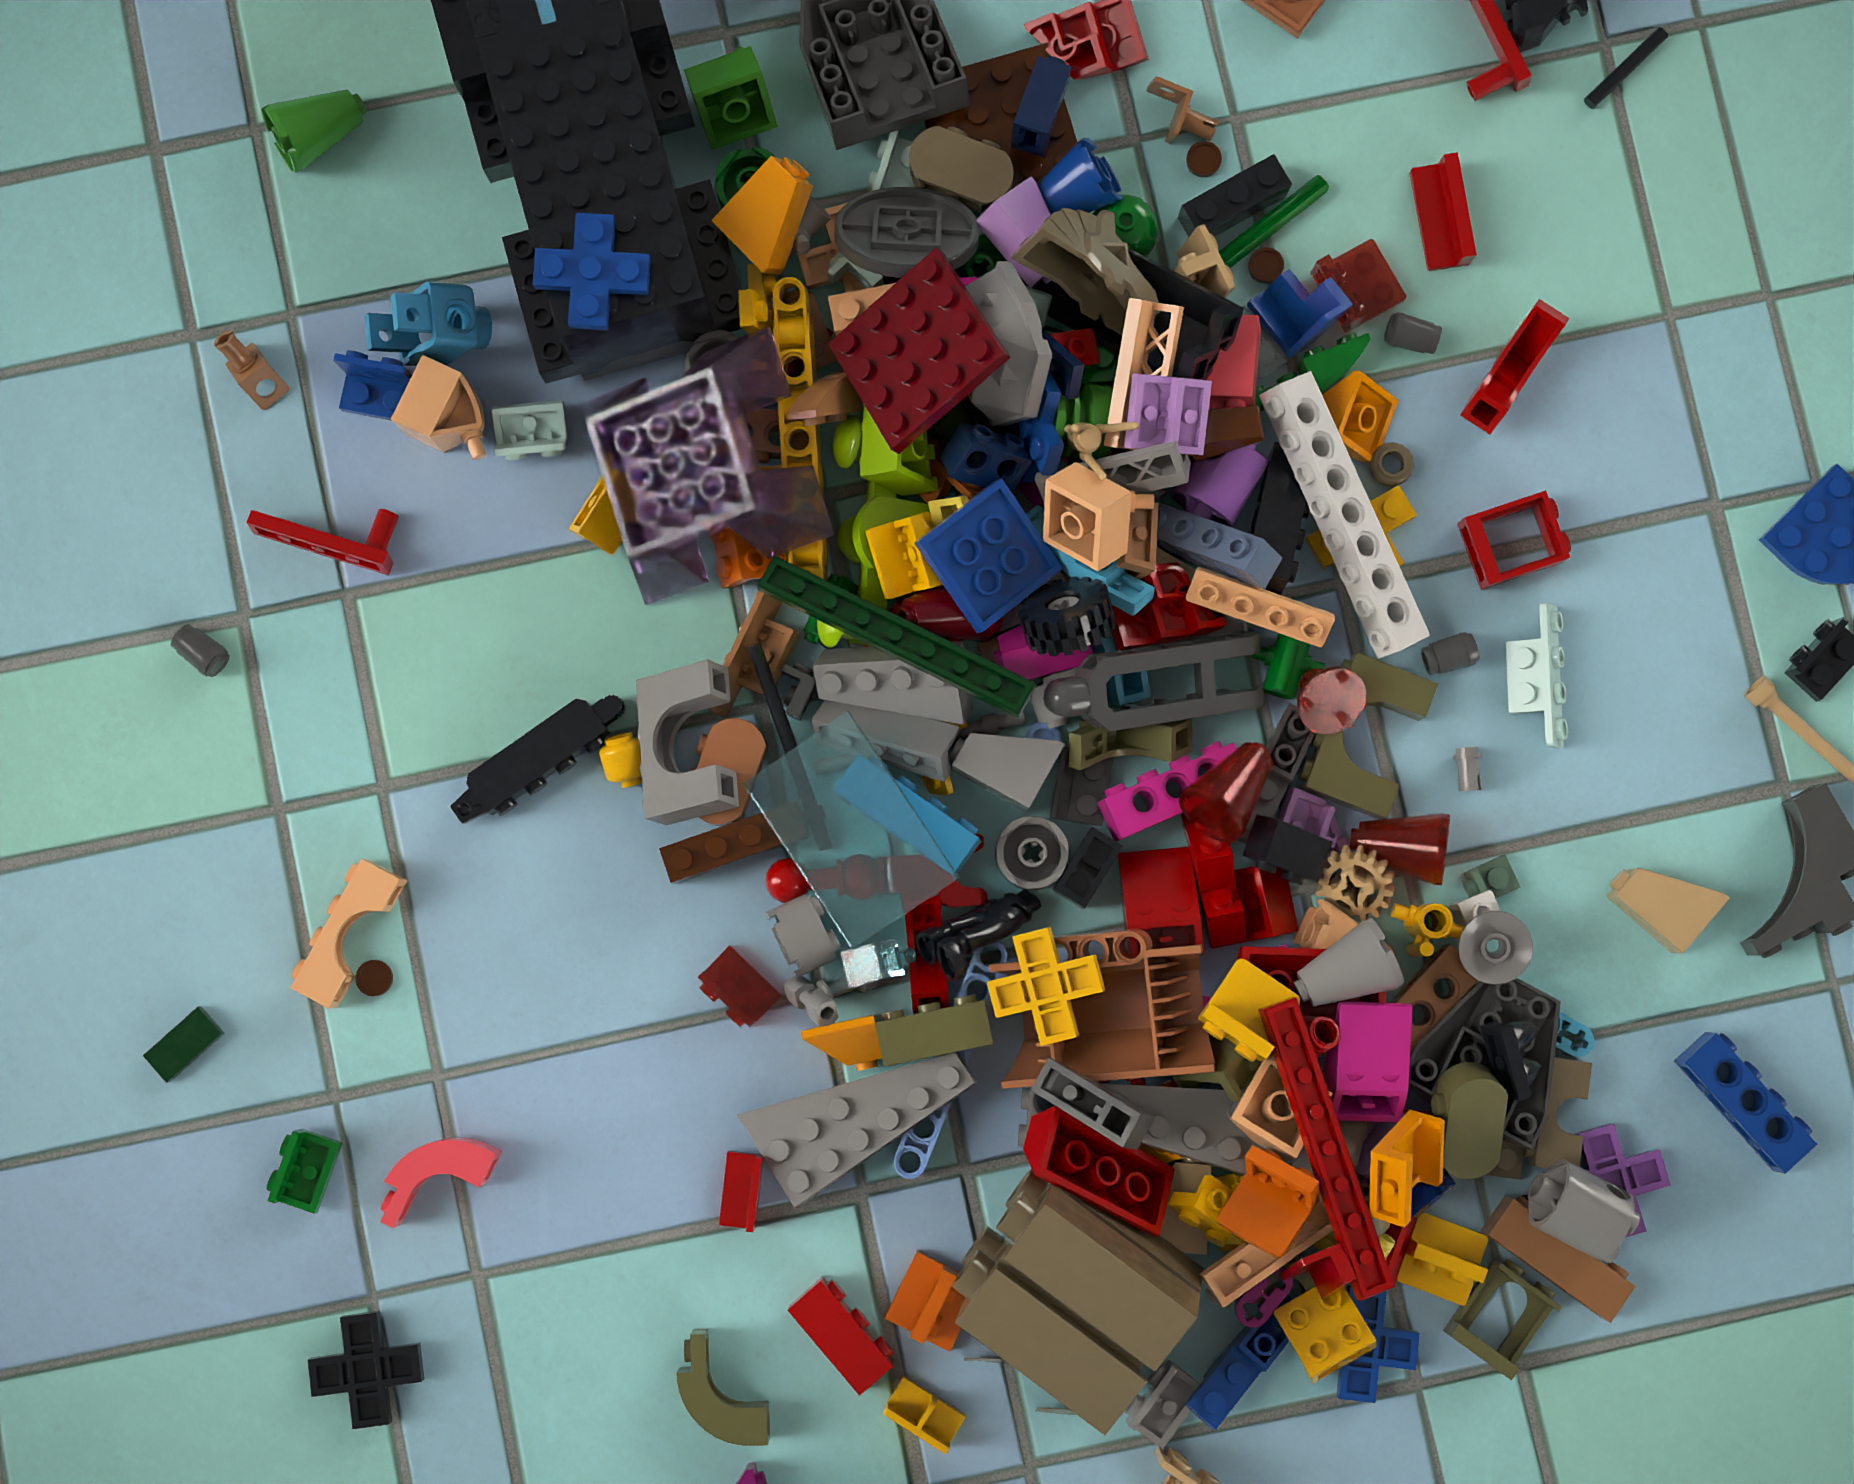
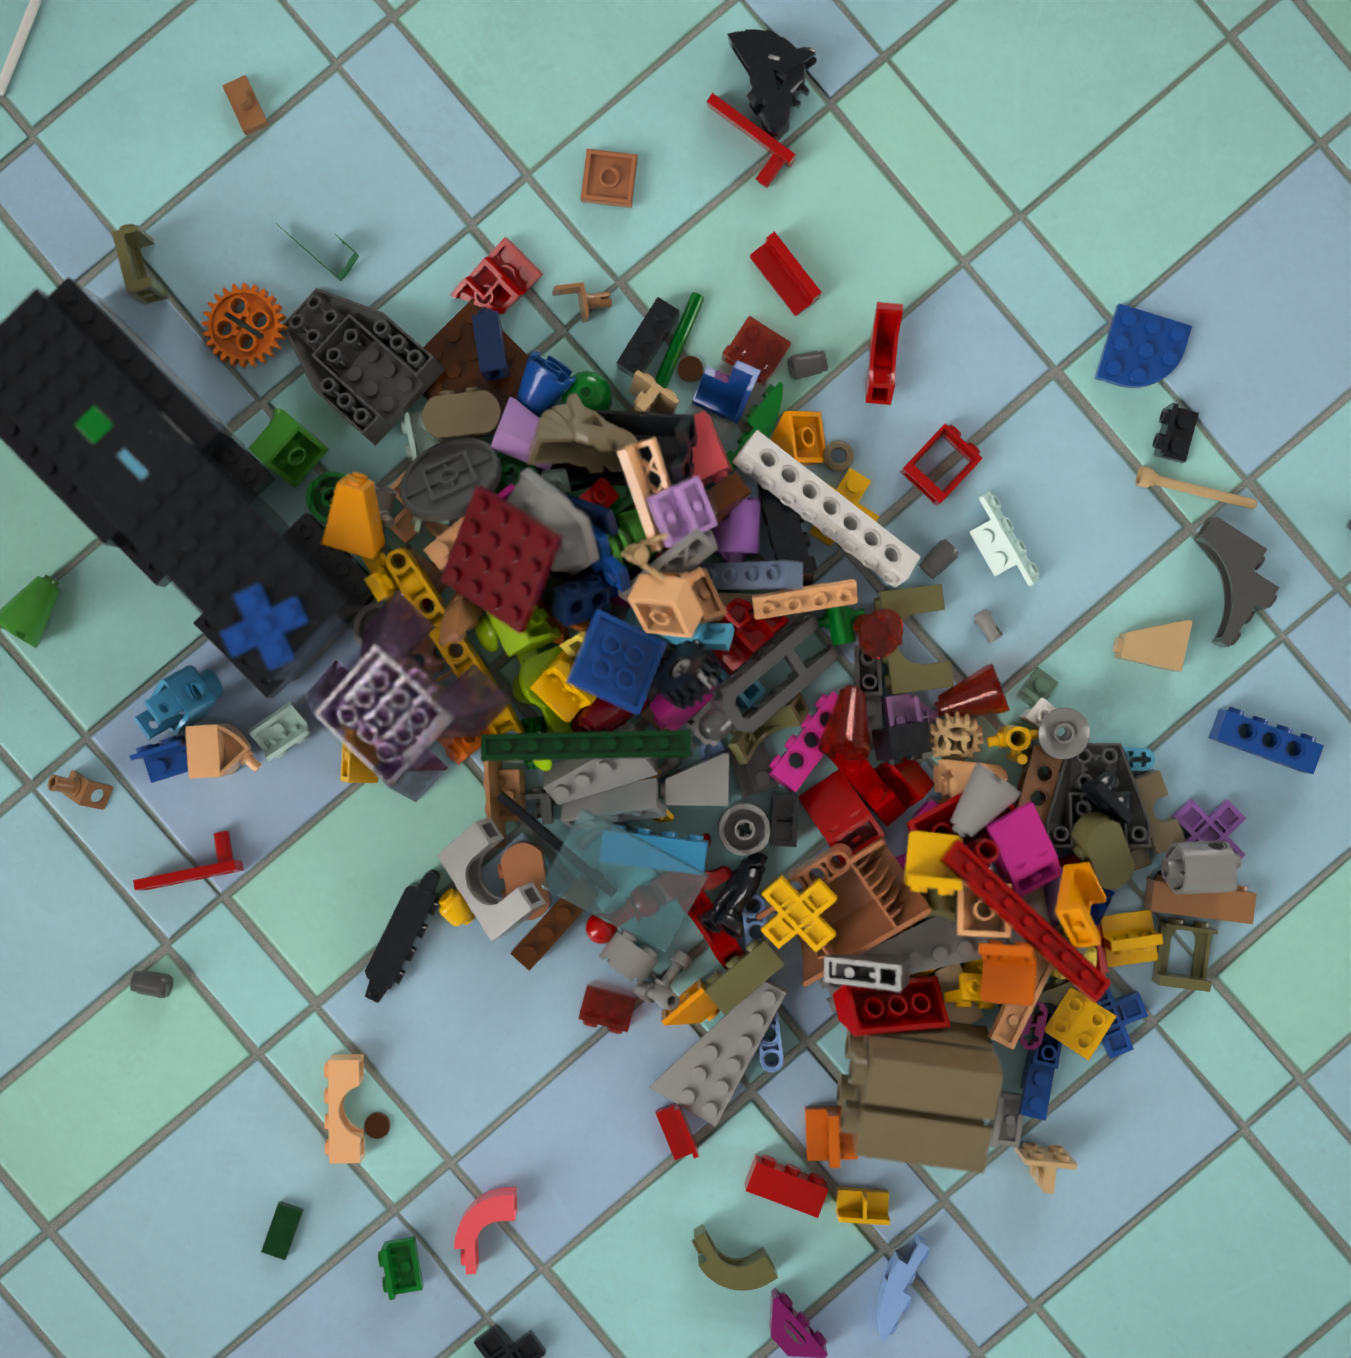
camera: 35 degrees left, 5 degrees up
(875, 962) = (684, 952): clear light blue brick -> none
(1203, 159) = (613, 320): reddish brown piece -> none
(1327, 1268) = (1065, 991): red panel -> none
(1626, 68) = (852, 113): black bar -> none

